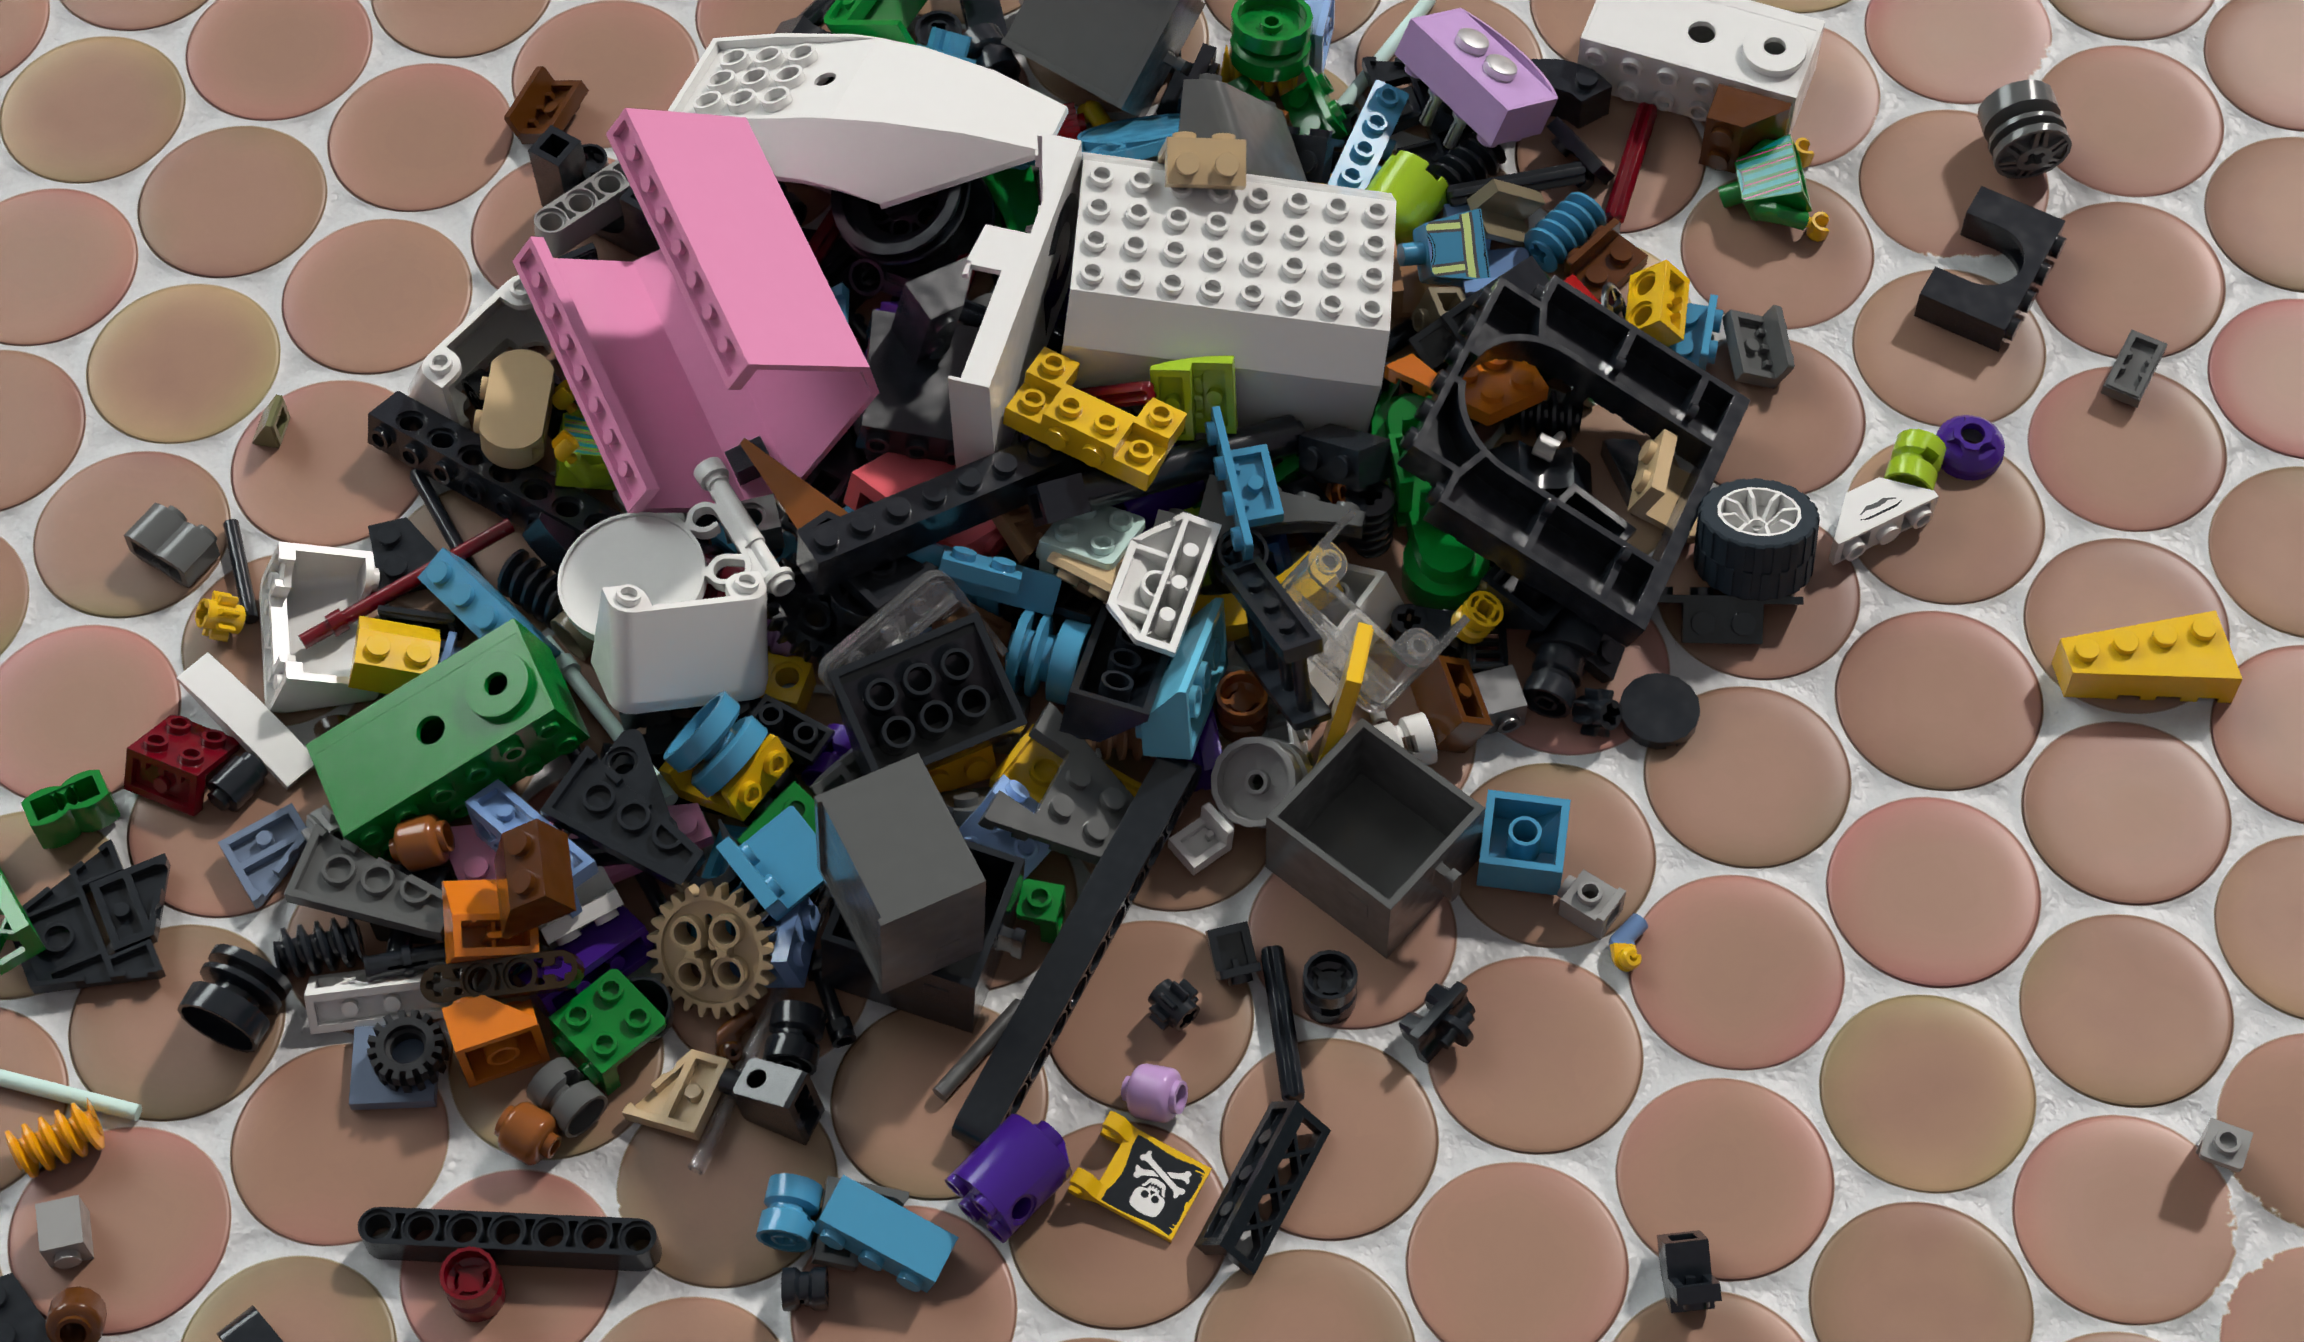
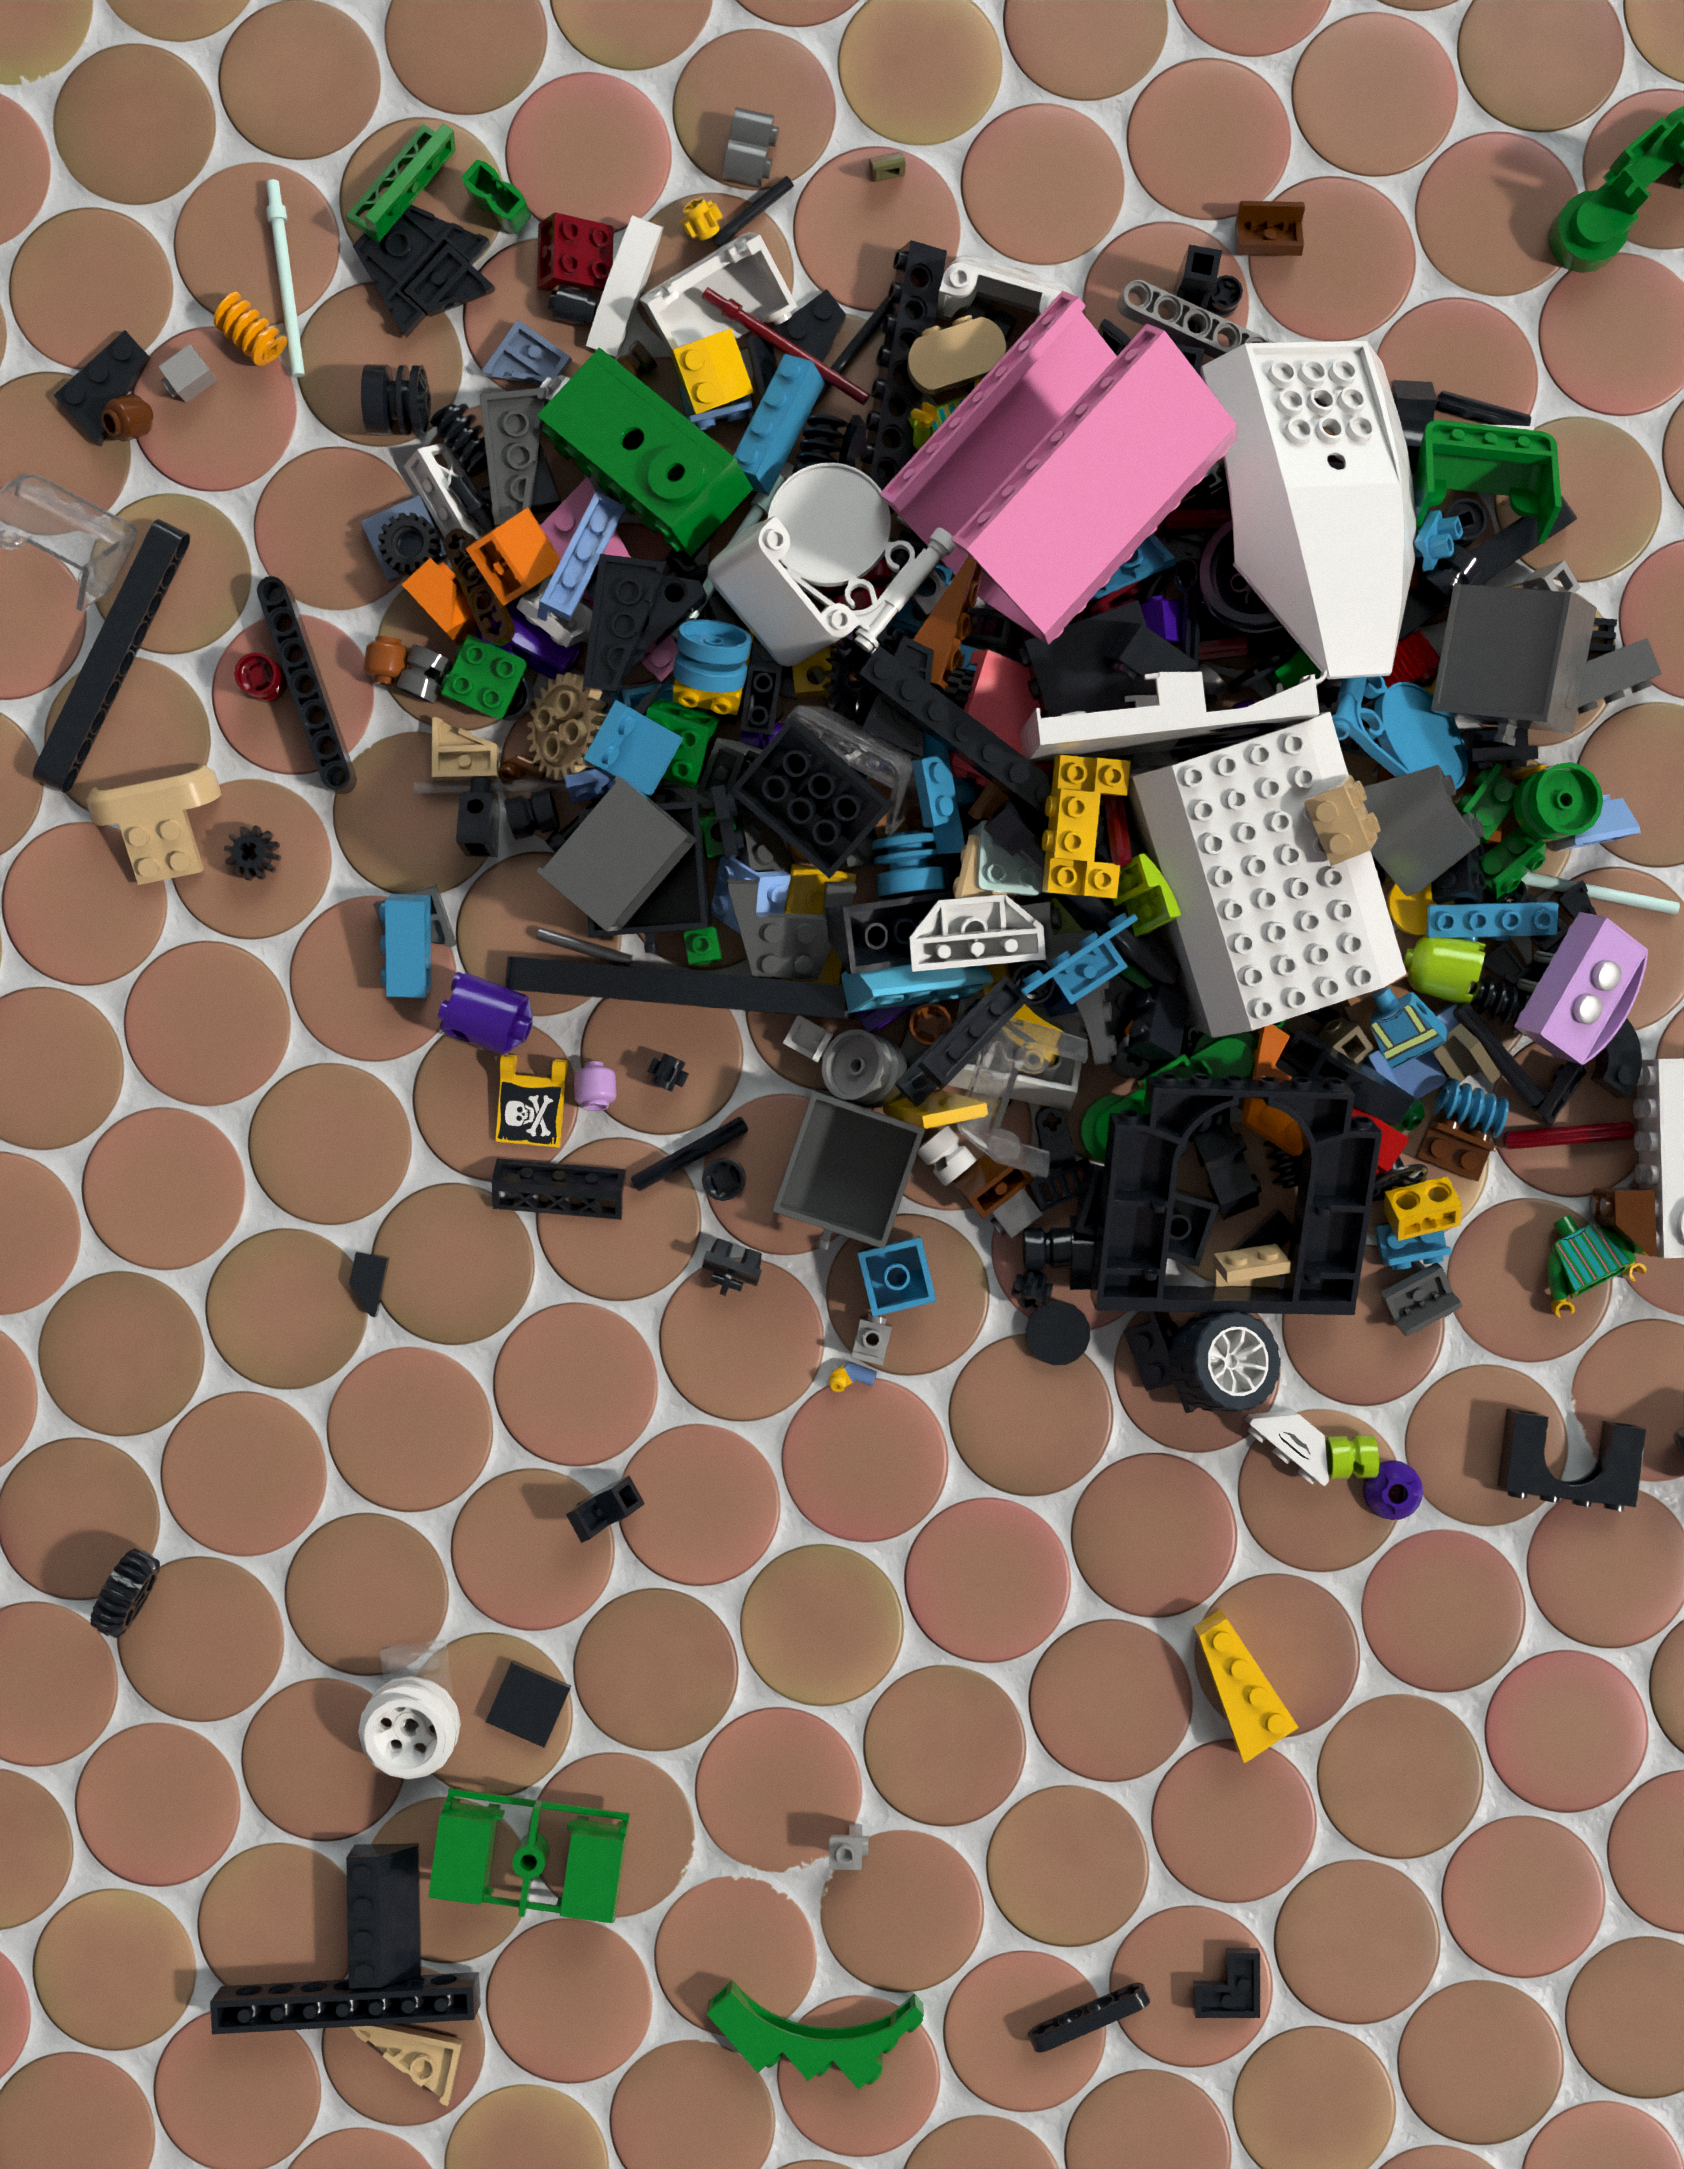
camera: 65 degrees right, 30 degrees up
(422, 842) = (562, 474): dark orange head -> none
(533, 877) = (534, 581): reddish brown slope -> none
(790, 1206) = (401, 871): dark azure wheel -> none
(805, 1288) = (353, 906): black wheel -> none
(1232, 953) = (725, 1098): black bracket -> none
(1484, 614) = (1068, 1166): yellow wheel -> none
(1546, 445) = (1245, 1171): white hand -> none
(2134, 368) = (1517, 1598): dark grey plate -> none

